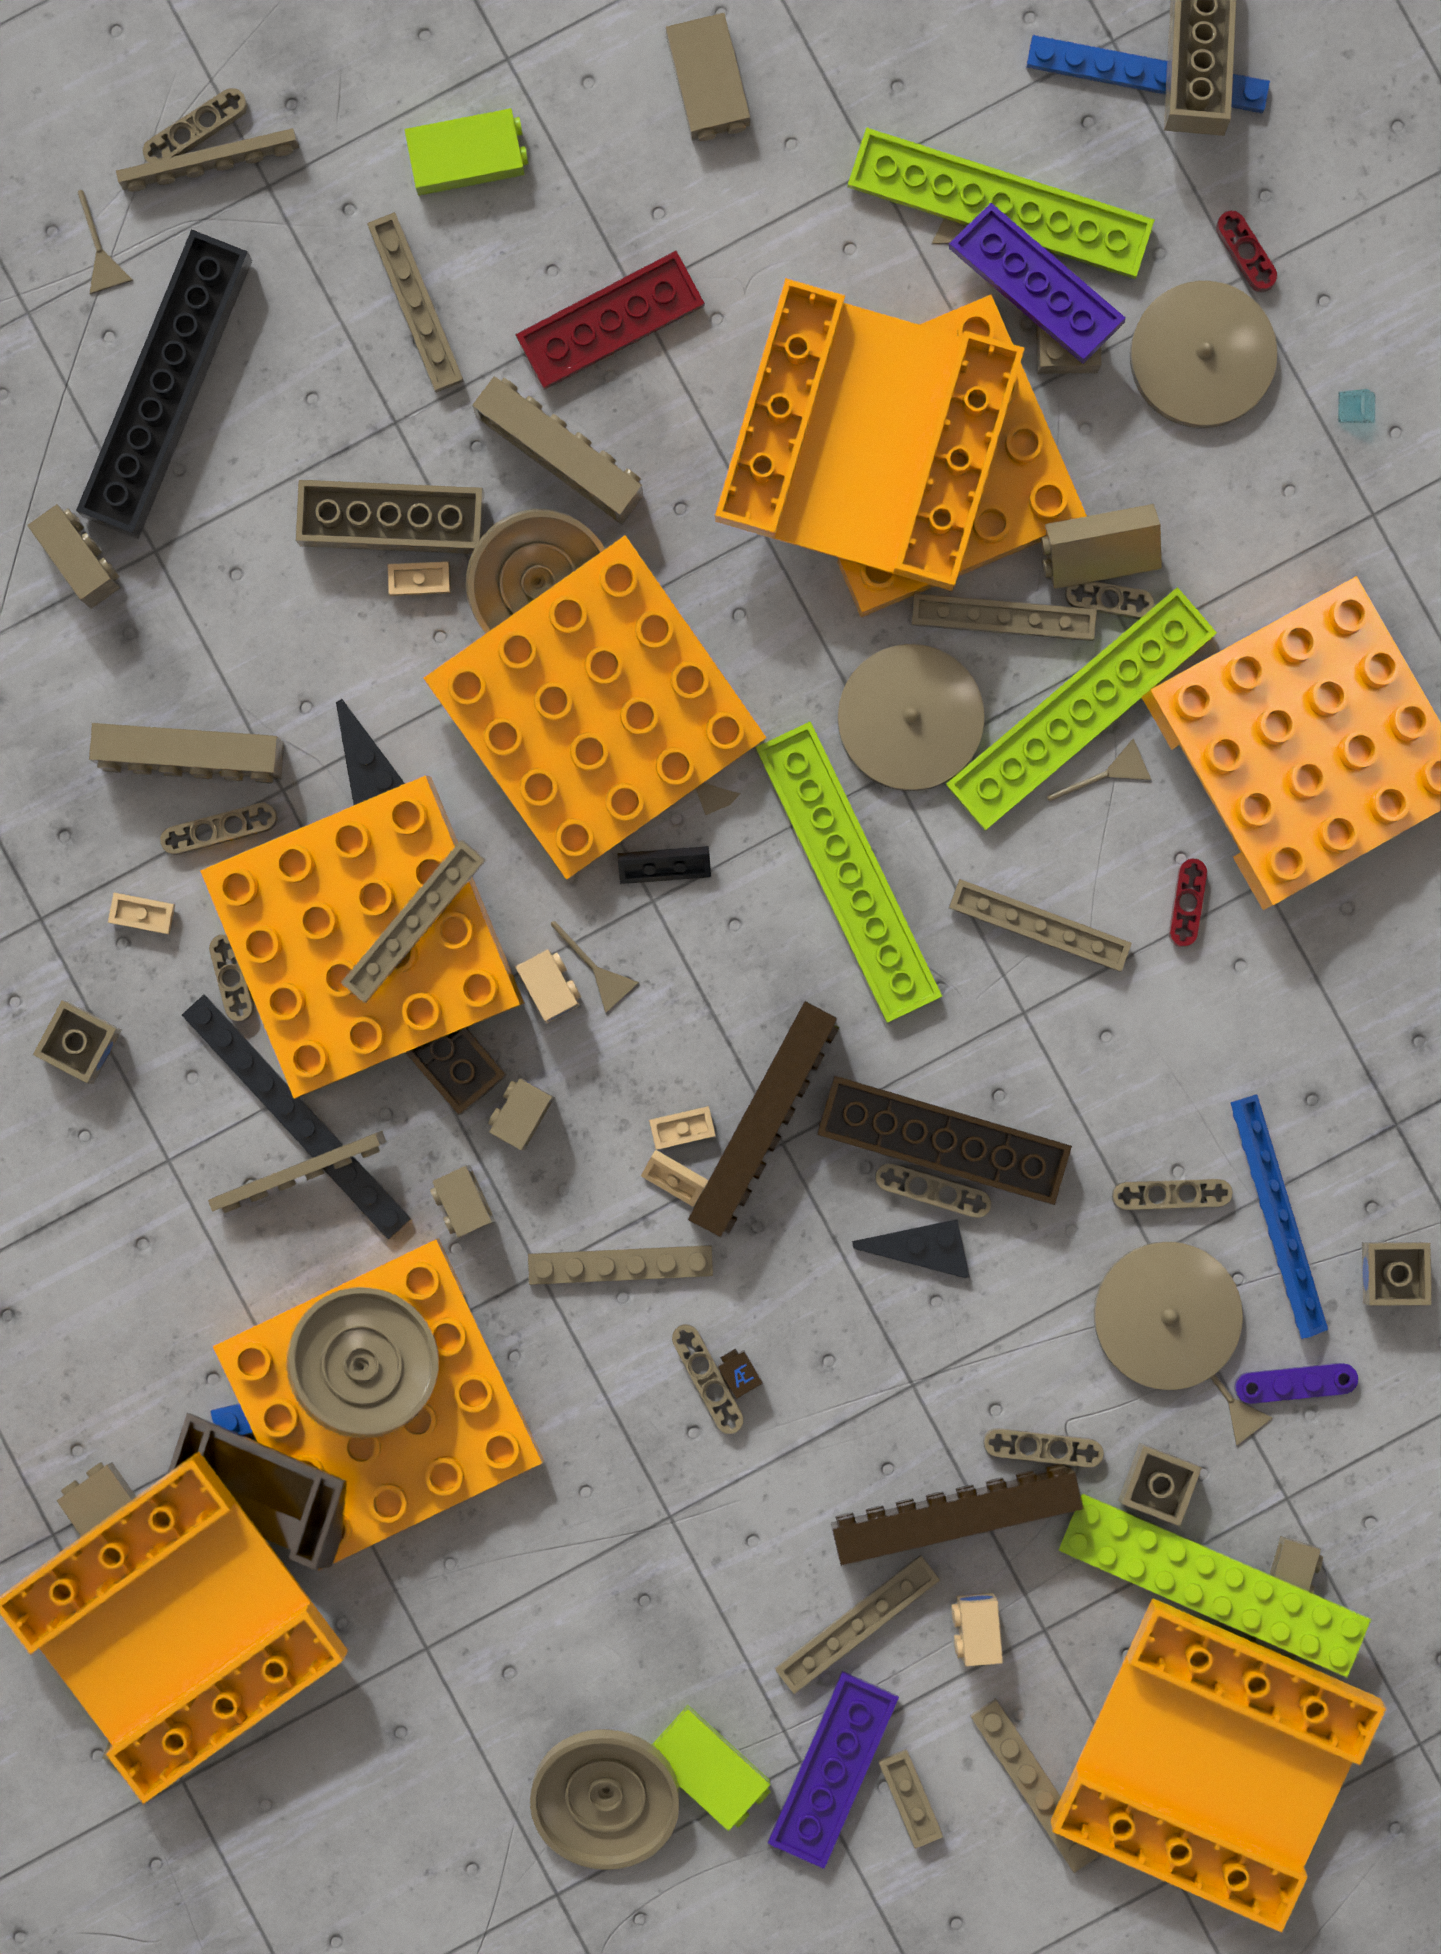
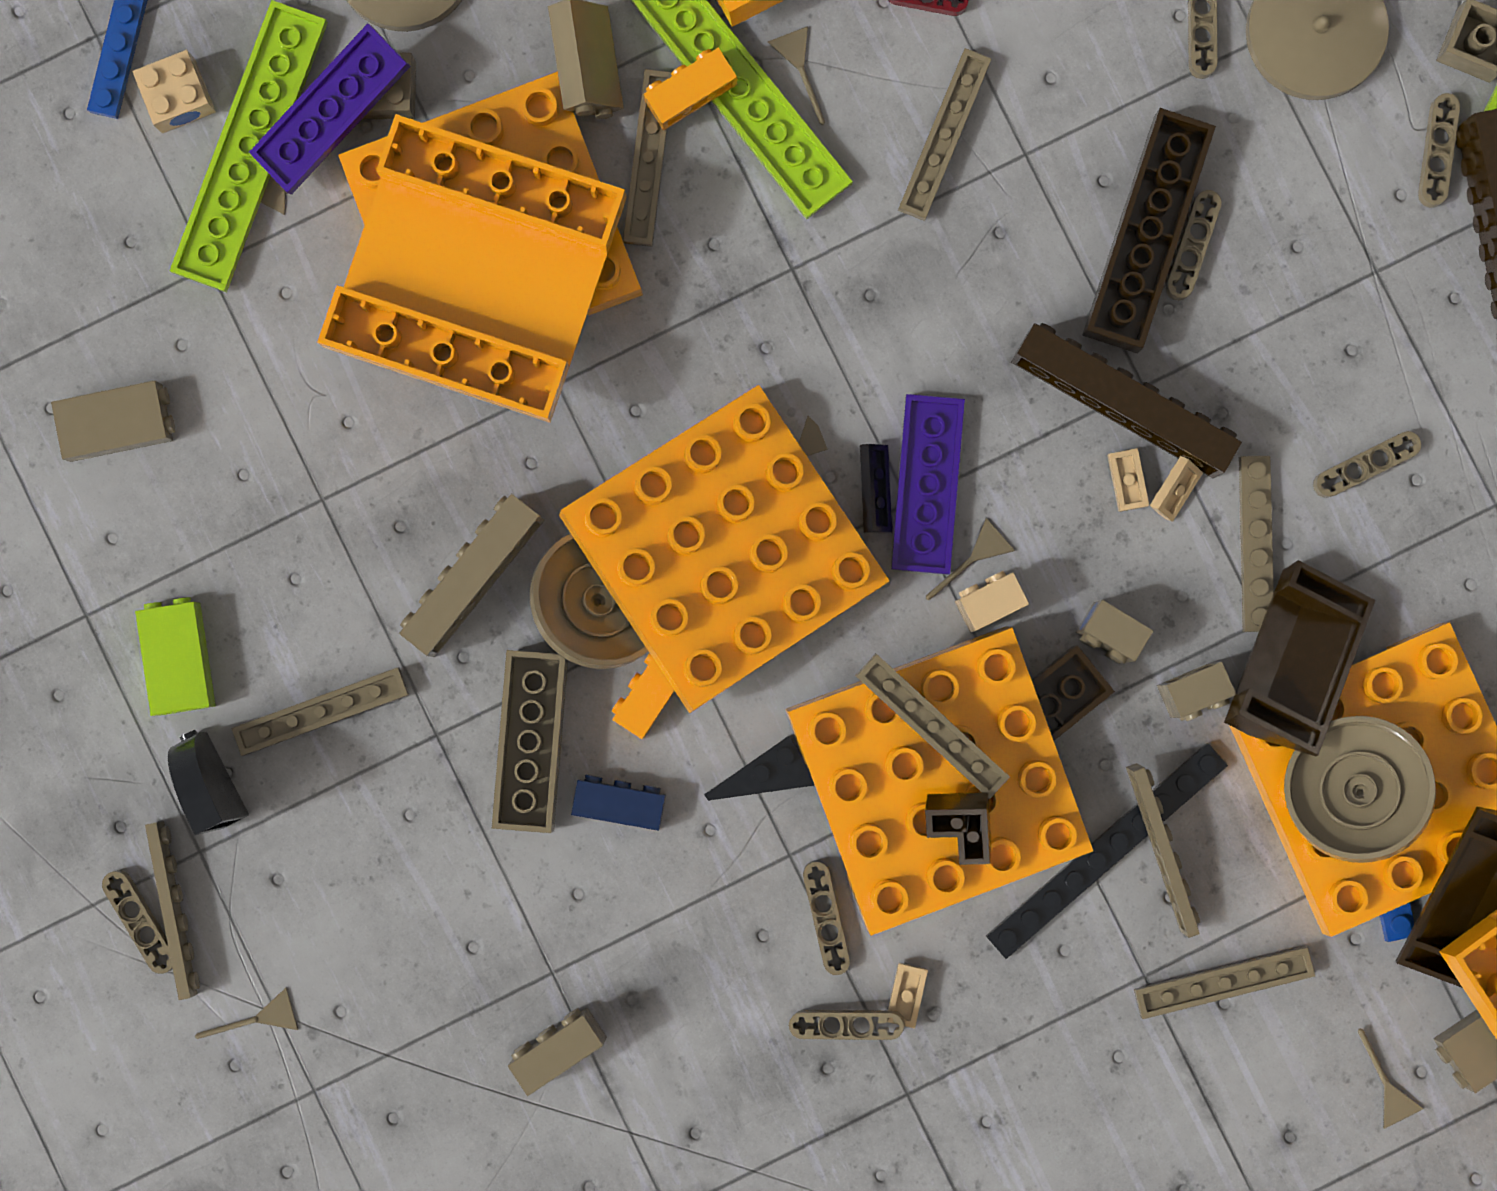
camera: 85 degrees left, 0 degrees up
(44, 1424) = (1396, 1104): none -> dark tan piece
(77, 1042) = (1031, 1061): dark tan brick -> none
(109, 852) = (846, 1020): none -> dark tan beam
(163, 1241) = (1224, 982): none -> dark tan plate
(164, 384) = (390, 957): black brick -> none
(186, 750) = (752, 947): dark tan brick -> none
(229, 1002) = (994, 911): dark tan beam -> none
(320, 954) = (961, 817): none -> dark brown brick
(330, 611) = (618, 803): none -> dark blue brick
(334, 185) = (203, 784): none -> black brick
(419, 578) = (590, 716): tan plate -> none
(433, 632) = (645, 701): none -> light orange brick
(496, 1306) = (1300, 660): none -> dark brown slope
(610, 320) = (345, 523): dark red plate -> none
(670, 919) = (927, 484): none -> dark purple plate
(739, 1372) = (1364, 433): dark brown brick -> none
(848, 872) = (888, 313): lime plate -> none
(910, 717) = (741, 249): dark tan container -> none
(927, 1246) = (1246, 250): black wing -> none
(1054, 123) = (174, 91): none -> tan brick
(1075, 655) = (690, 88): none -> light orange brick
(1118, 590) = (646, 39): dark tan beam -> none

